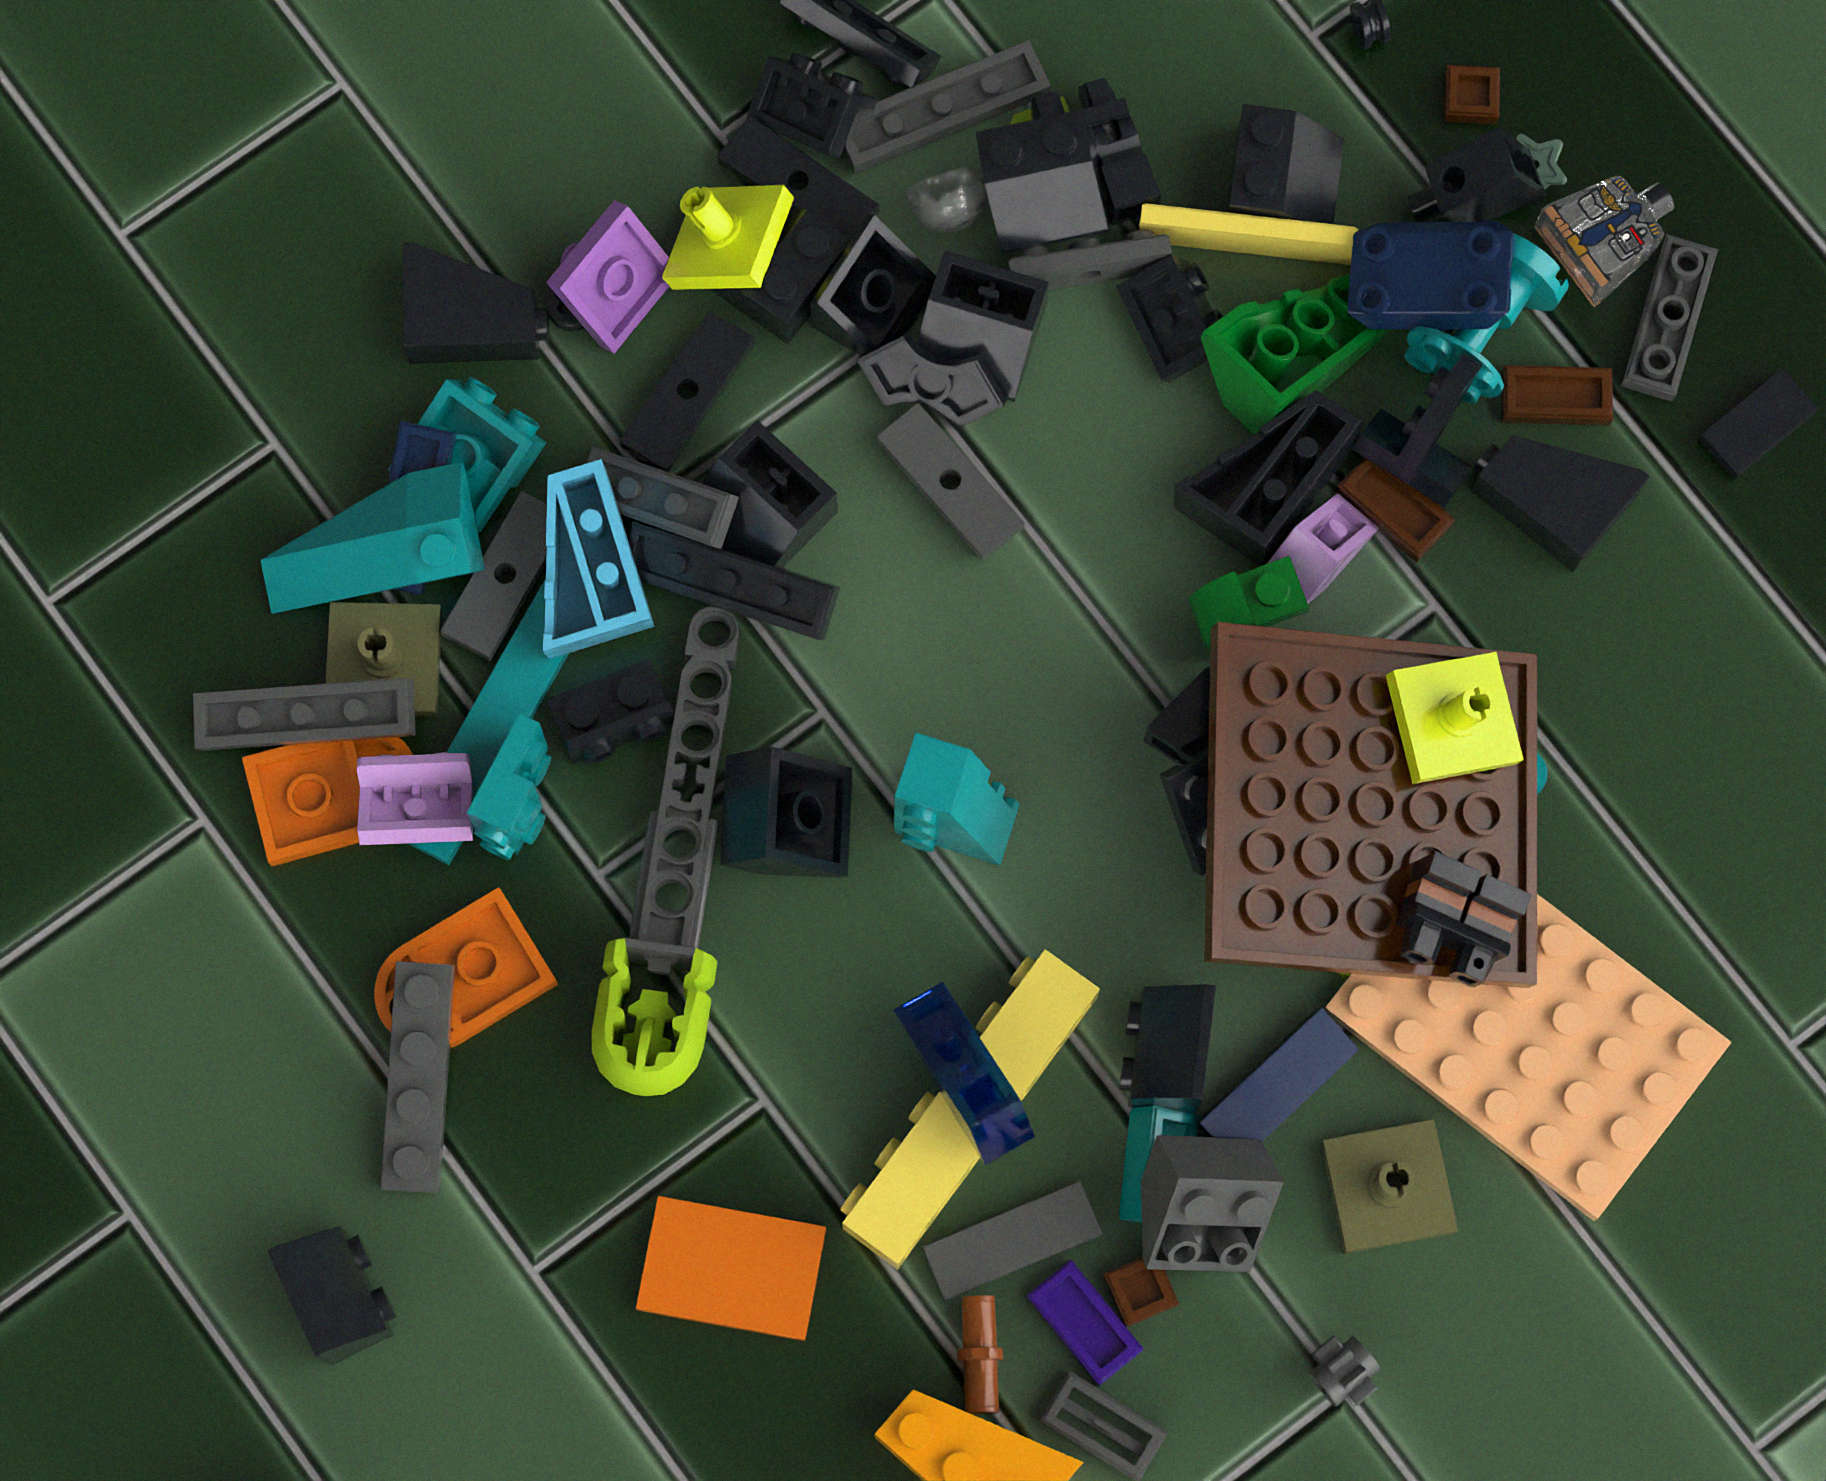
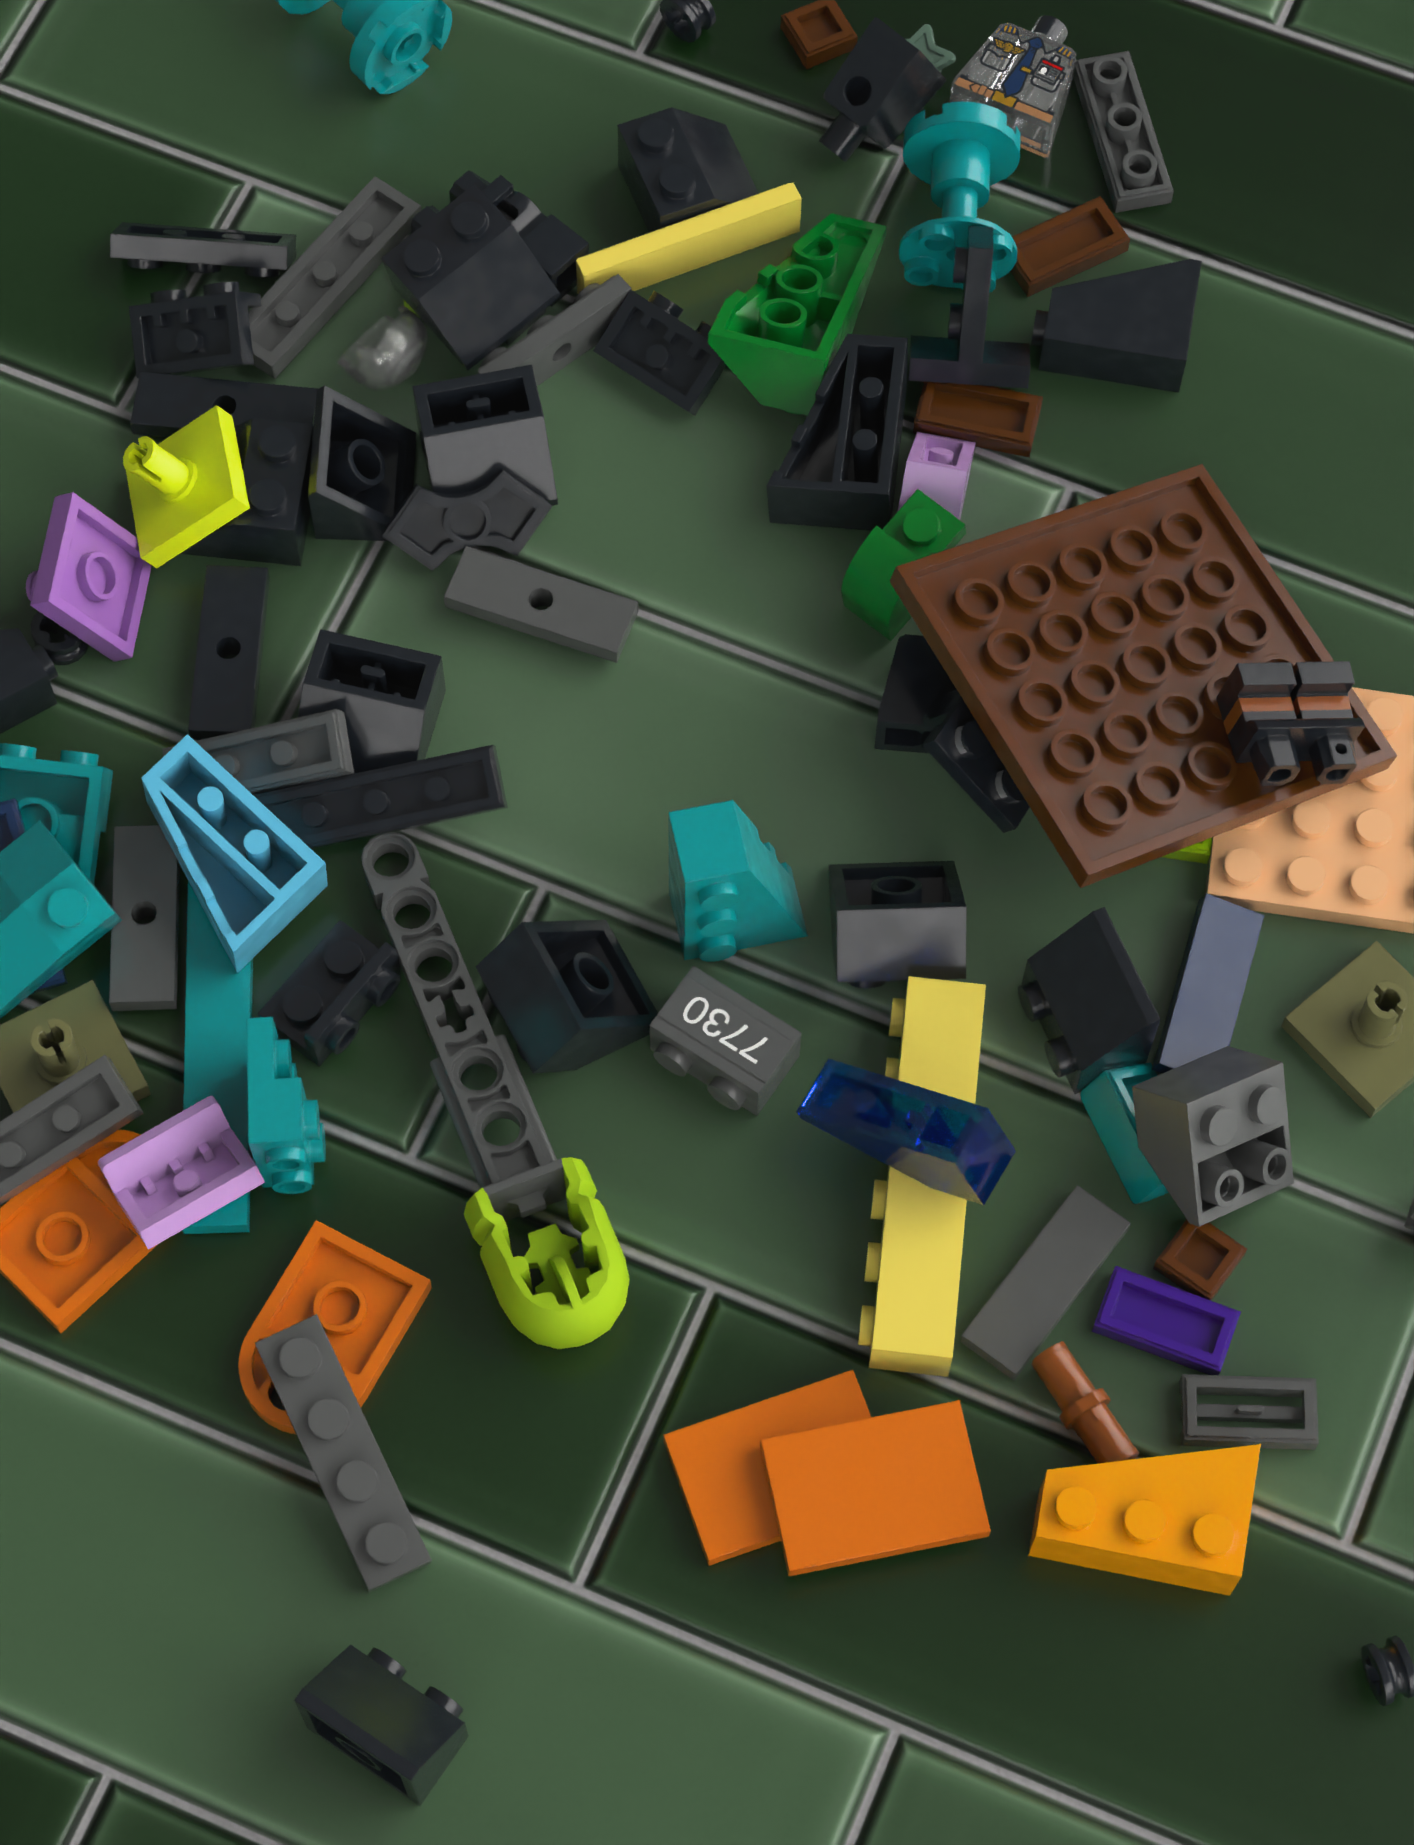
camera: 30 degrees left, 10 degrees down
(785, 1326) = (874, 1488): none -> orange tile
(879, 918) = (723, 1042): none -> dark grey brick
(1069, 895) = (897, 922): none -> black slope
(1431, 275) = (891, 181): dark blue shield -> none
(1454, 717) = (1168, 549): neon yellow tile -> none
(1758, 424) = (1262, 180): black tile -> none

